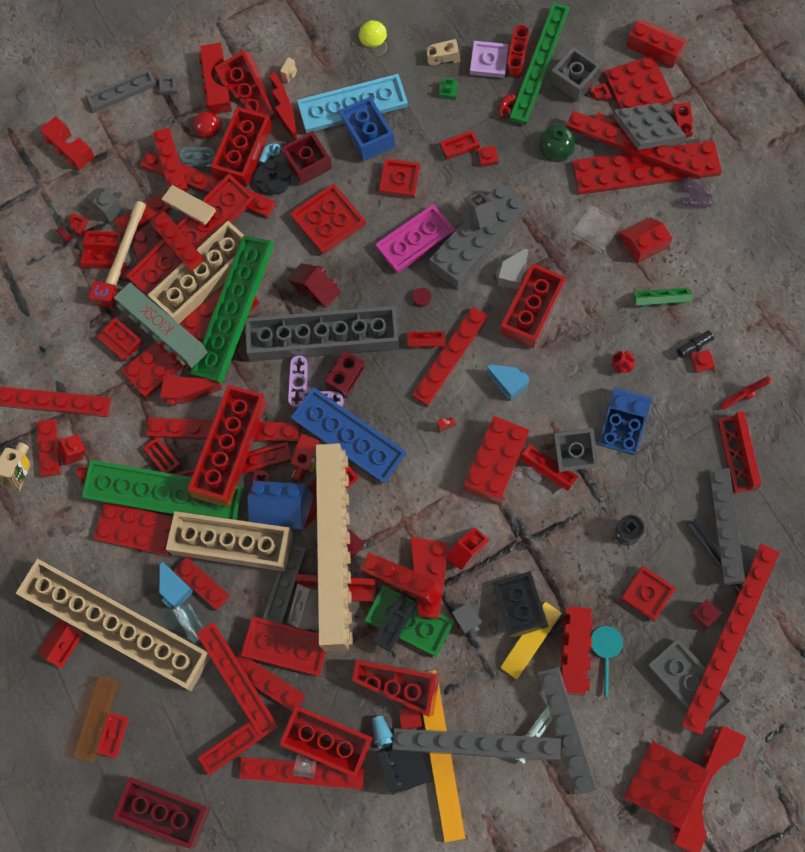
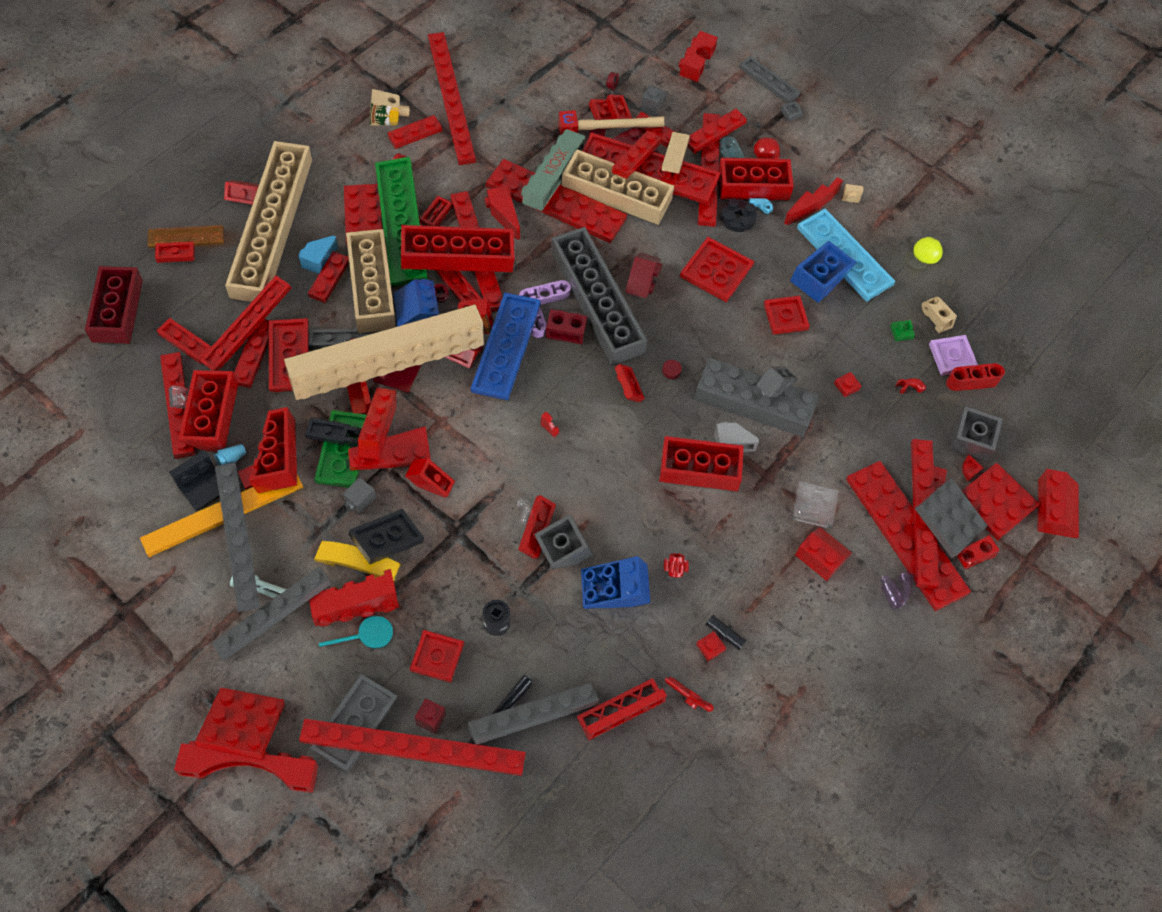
camera: 60 degrees right, 10 degrees down
(71, 449) = (416, 143): red brick -> none
(78, 223) = (627, 89): red tile -> none
(120, 339) = (532, 149): red plate -> none
(189, 621) = (293, 273): clear light blue plate -> none
(217, 96) = (832, 133): red arch -> none
(233, 307) = (590, 214): green plate -> none
(245, 82) = (825, 162): red wedge -> none
(306, 157) = (768, 231): dark red brick -> none
(415, 238) = (728, 344): dark pink plate -> none
(450, 356) = (621, 411): red plate -> none
(459, 145) = (846, 355): red plate -> none
(496, 460) = (527, 476): red brick -> none
(508, 379) = (614, 467): dark azure slope -> none
(539, 64) = (982, 401): green plate -> none
(557, 143) = (892, 441): dark green cylinder -> none
(662, 296) = (765, 585): green plate -> none

